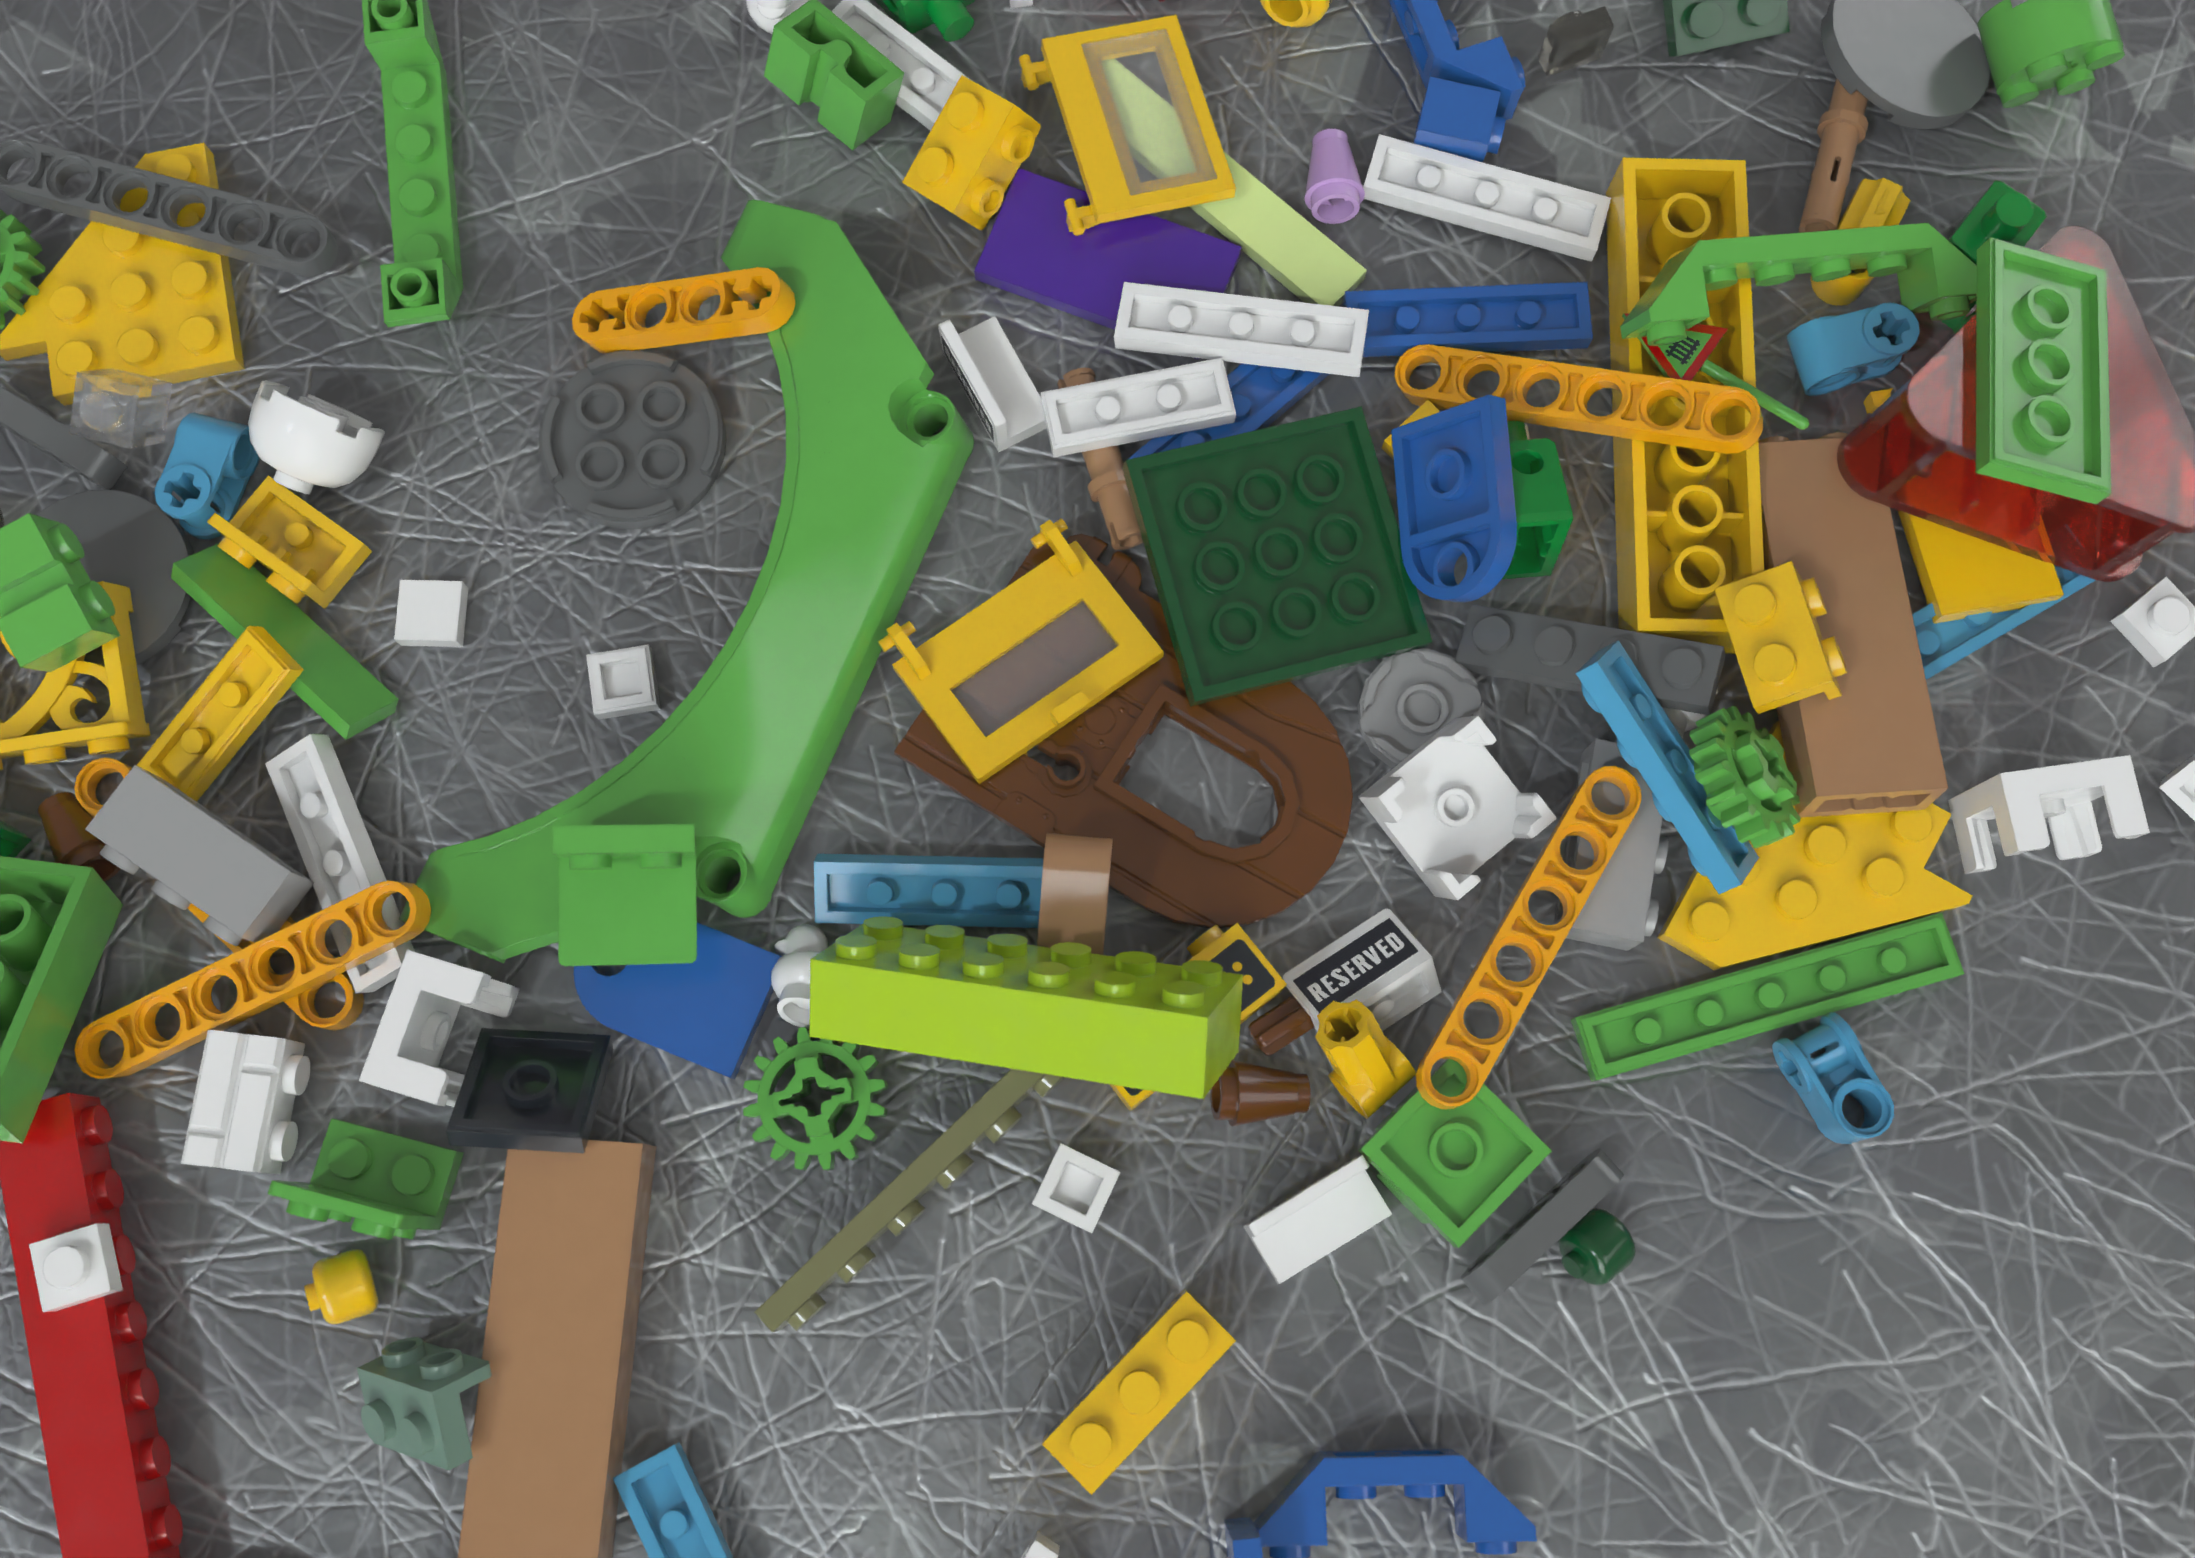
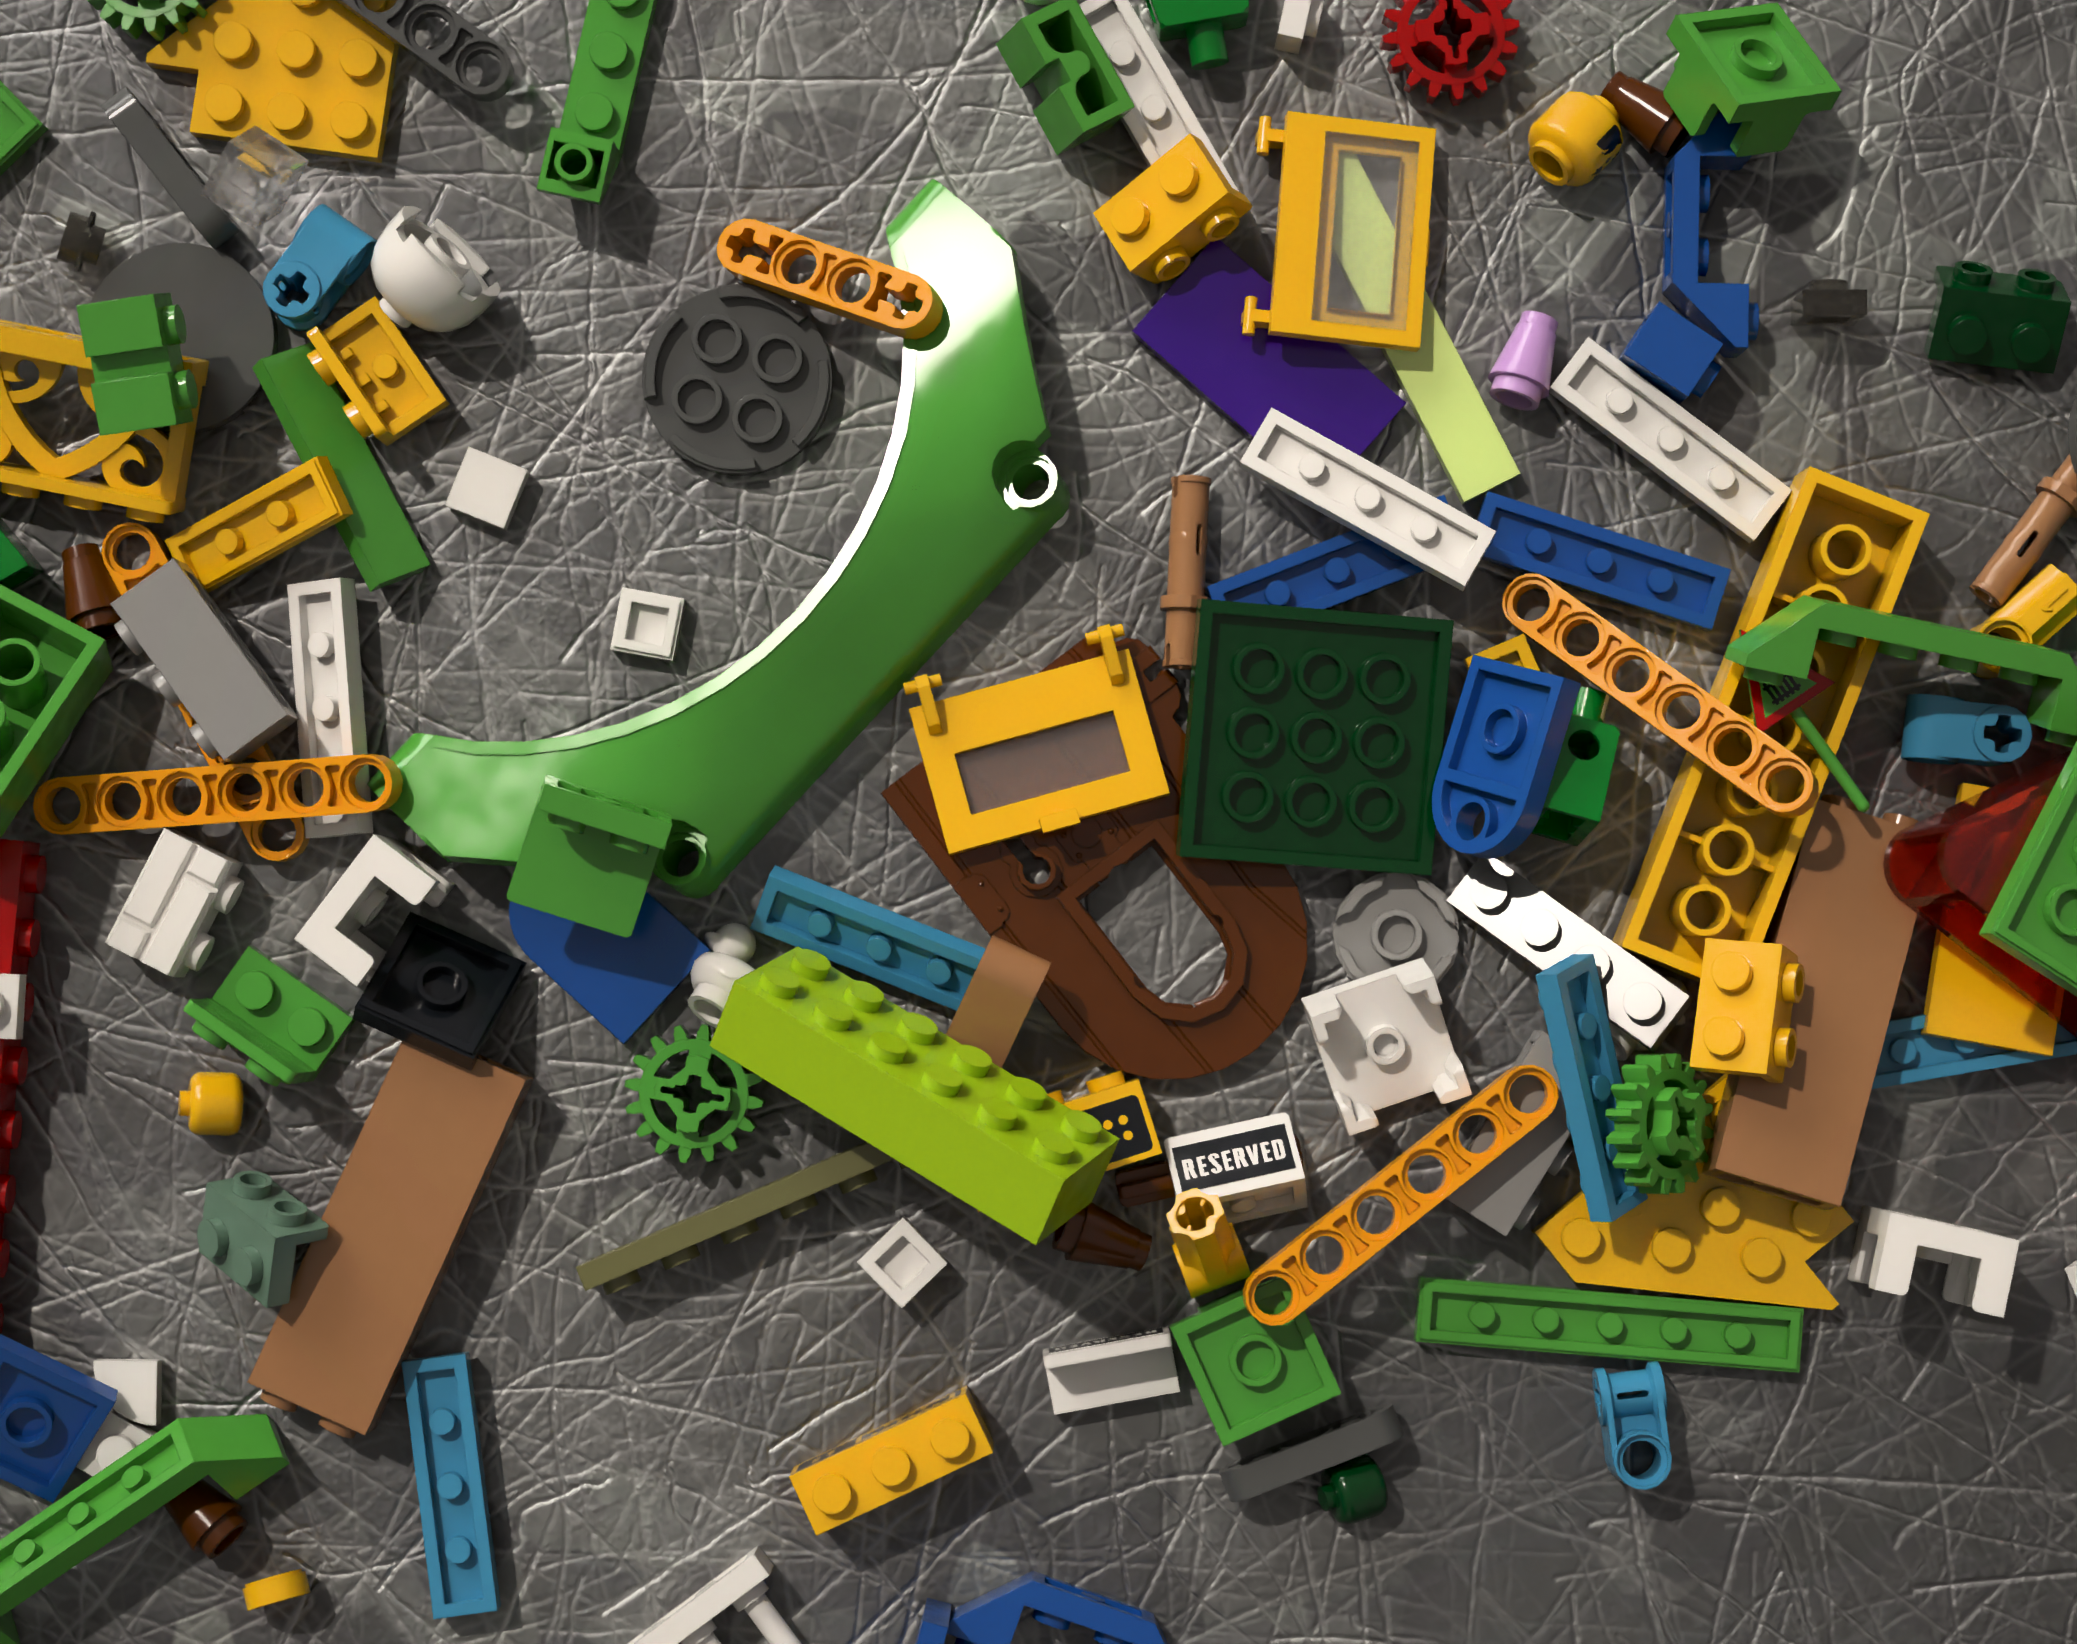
camera: 20 degrees right, 10 degrees up
(994, 381) = (1111, 453): white panel -> none
(1138, 407) = (1237, 540): white tile -> none

